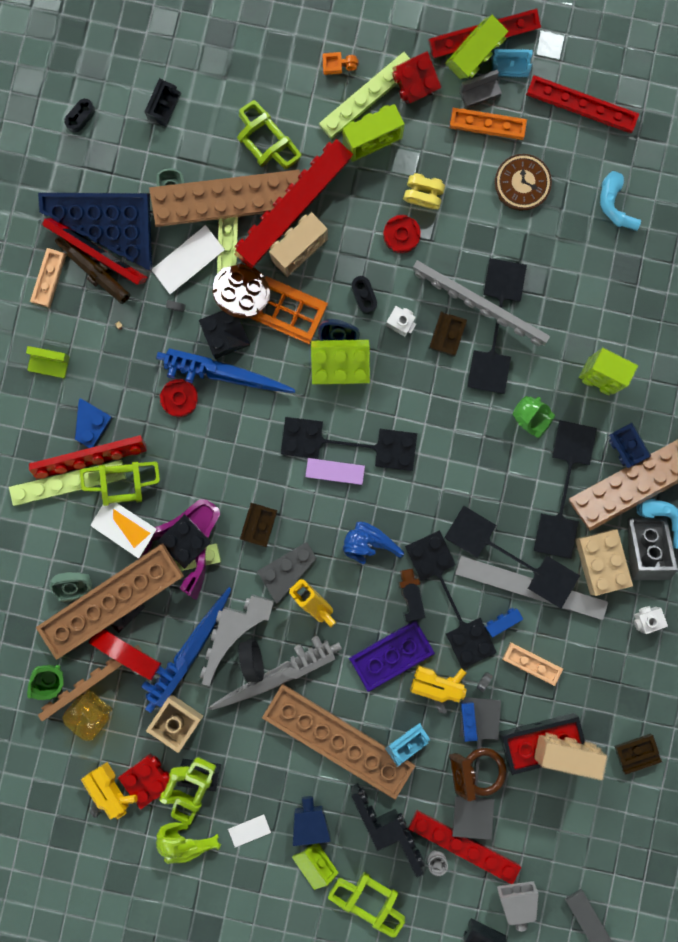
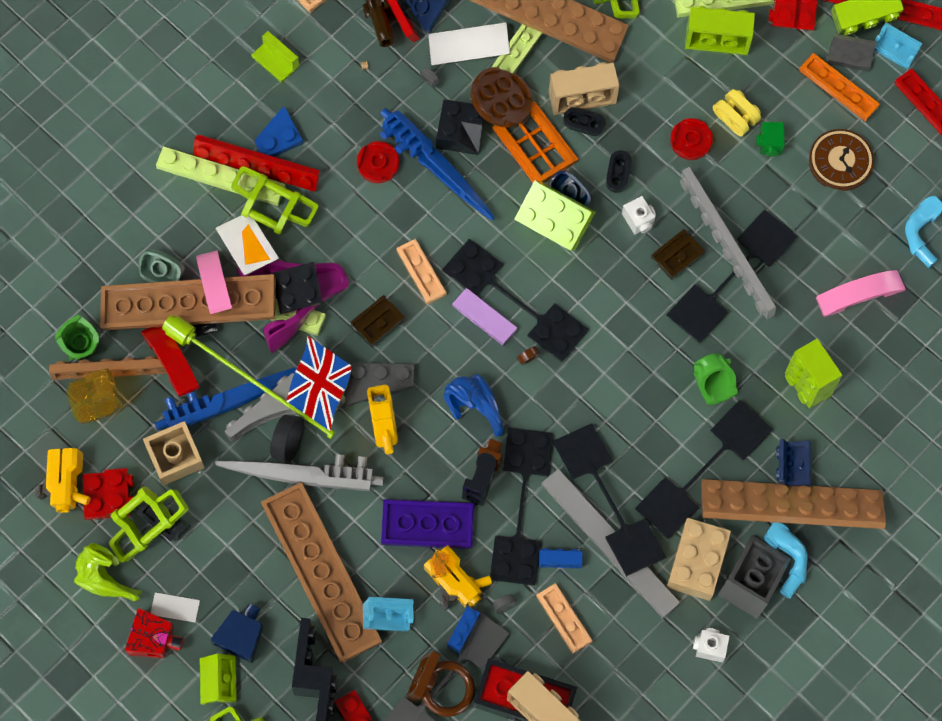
camera: 30 degrees right, 15 degrees down
(117, 575) = (213, 282): none -> bright pink slope
(246, 607) = (315, 384): none -> flag
(247, 866) = (151, 636): none -> red torso
(266, 464) = (421, 271): none -> light nougat tile
(293, 204) = (606, 47): red brick -> none
(313, 268) = (584, 121): none -> black plate
(386, 483) = (528, 355): none -> reddish brown tile
(423, 688) = (438, 564): none -> clear yellow piece
(462, 198) = (771, 138): none -> green brick
(598, 281) = (859, 291): none -> bright pink slope

